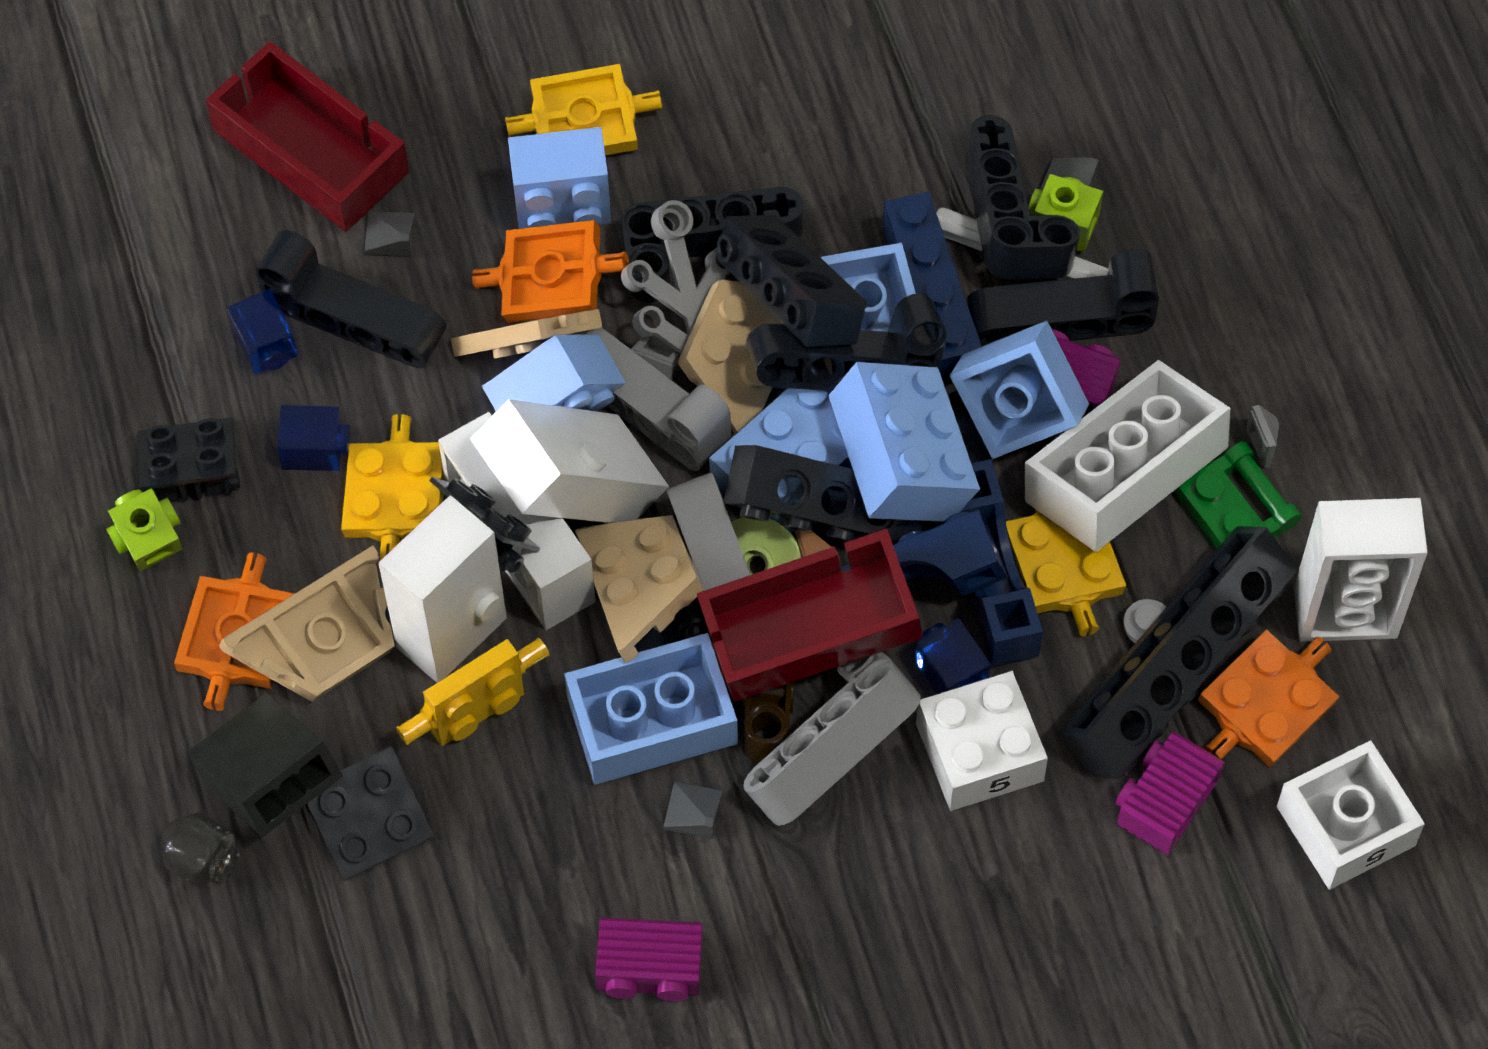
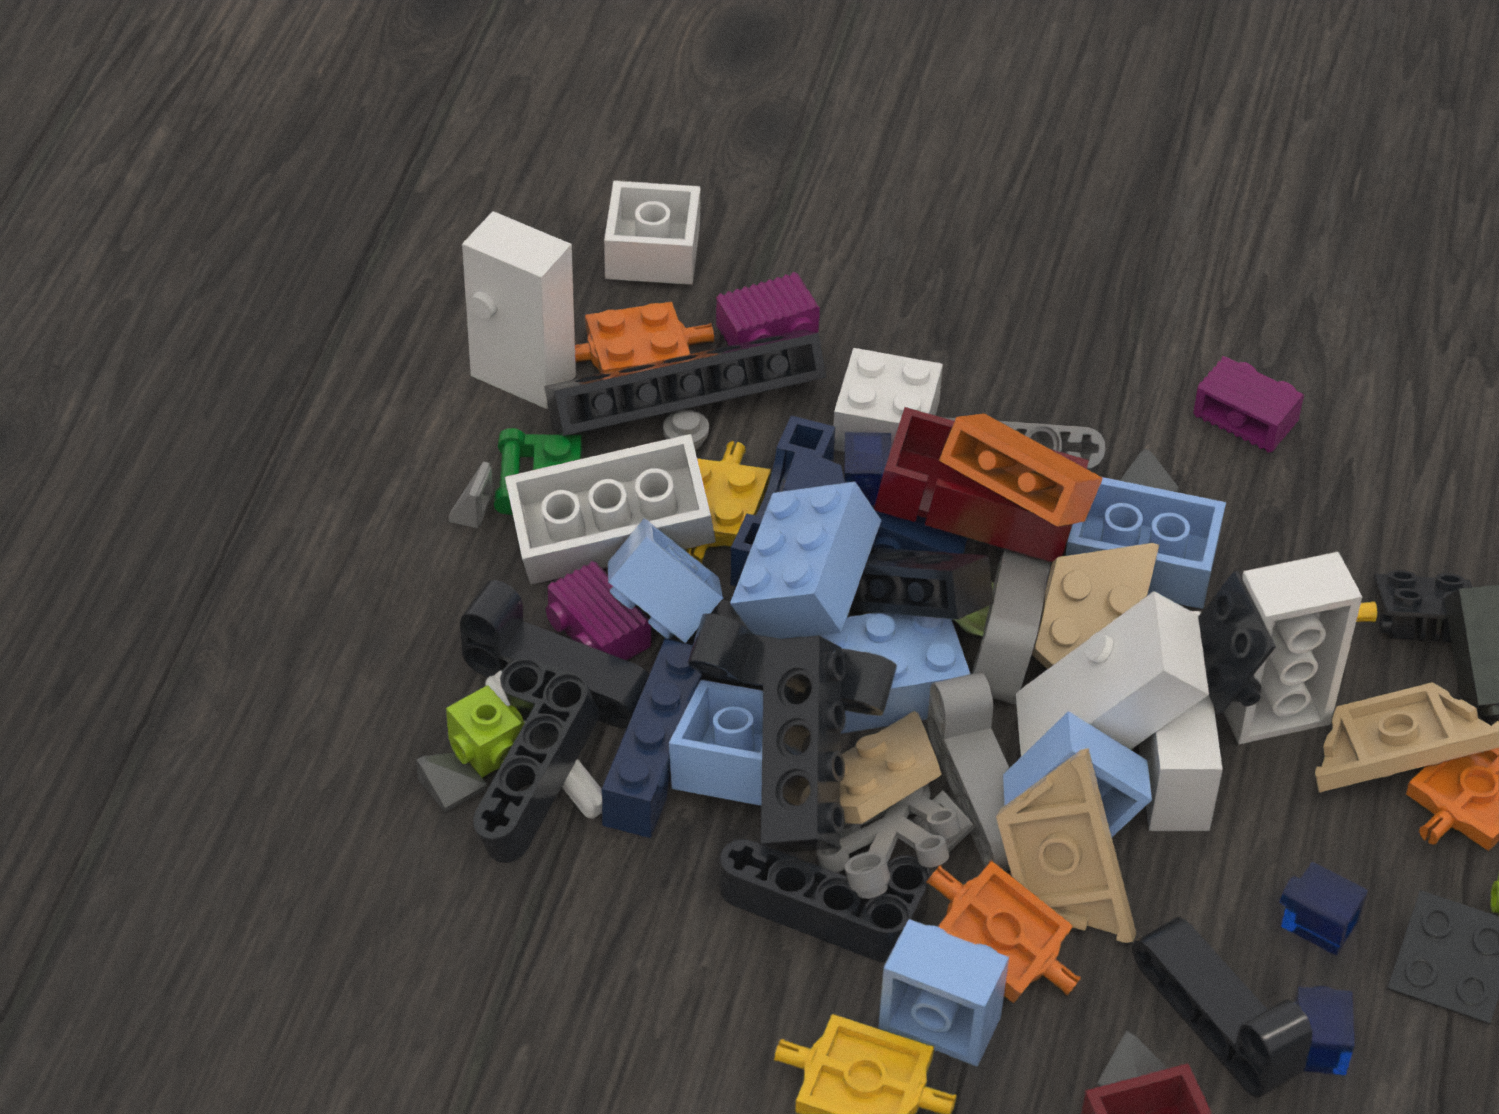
camera: 150 degrees left, 15 degrees down
(390, 486) = (1263, 835): yellow plate -> none
(764, 588) = (1020, 469): none -> orange brick

